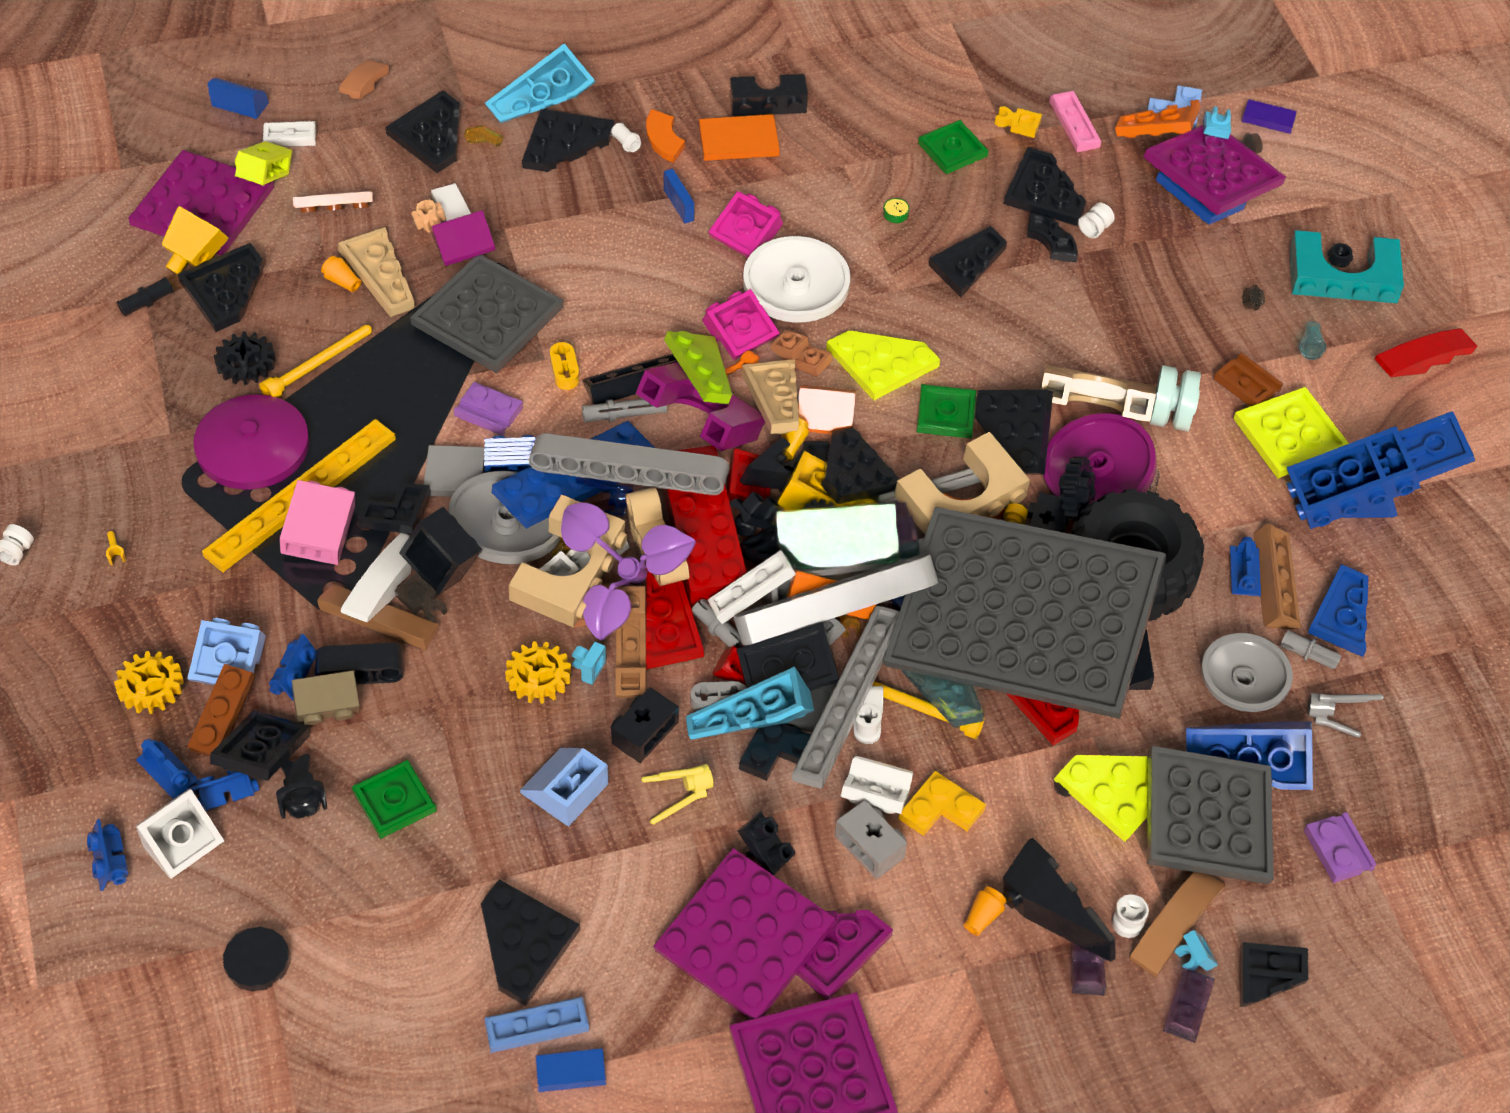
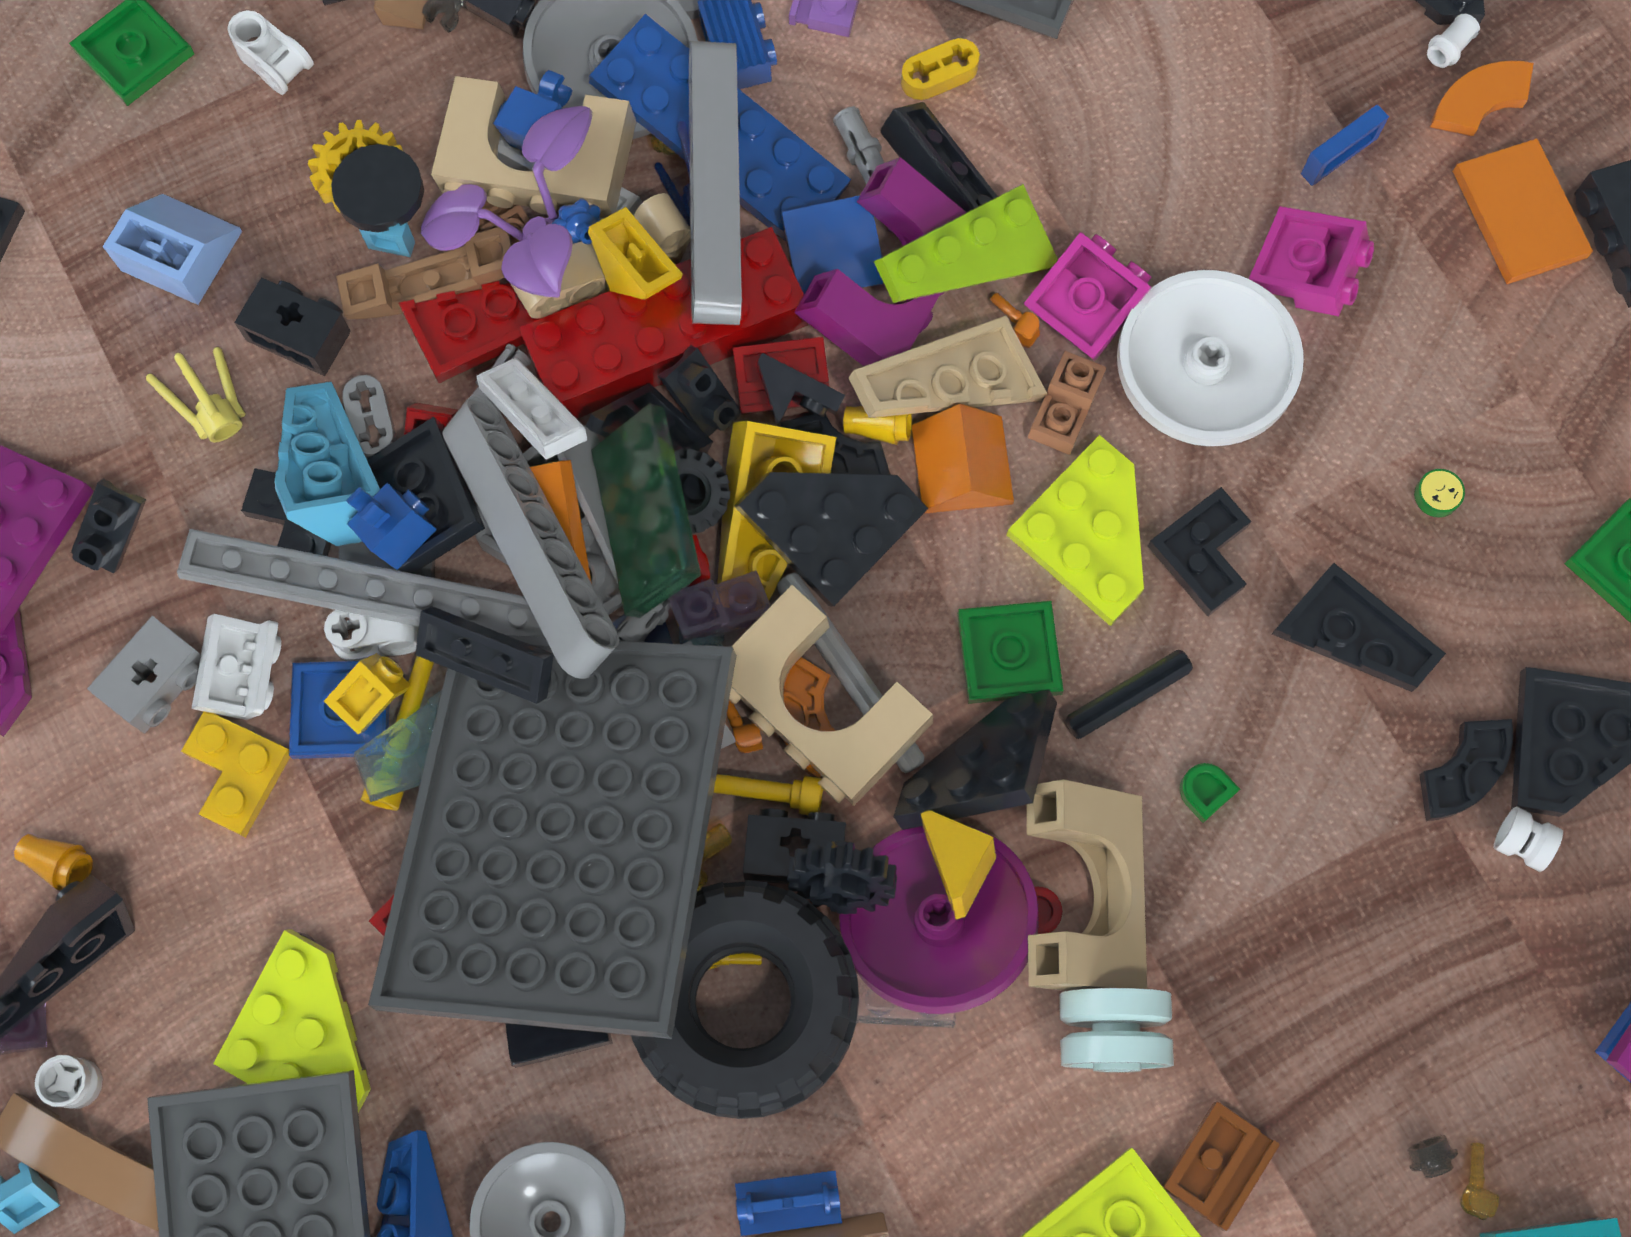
camera: 80 degrees right, 20 degrees up
(436, 710) = (272, 55): none -> white piece
(550, 552) = (525, 107): none -> blue brick
(569, 649) = (377, 188): none -> black tile
(632, 543) = (577, 219): none -> blue plant
(672, 429) = (831, 238): none -> blue tile
(673, 509) = (631, 257): none -> yellow slope
(813, 667) = (390, 523): none -> blue brick
(907, 317) = (1192, 554): none -> black plate
(909, 634) = (484, 654): none -> black plate
(912, 713) = (367, 691): none -> yellow bracket
(913, 742) = (313, 725): none -> blue tile
(982, 361) = (1128, 694): none -> black axle
(1044, 344) = (1206, 789): none -> green tile
(1073, 440) = (961, 858): none -> yellow slope
(1275, 288) = (1475, 1198): none -> clear yellow hand

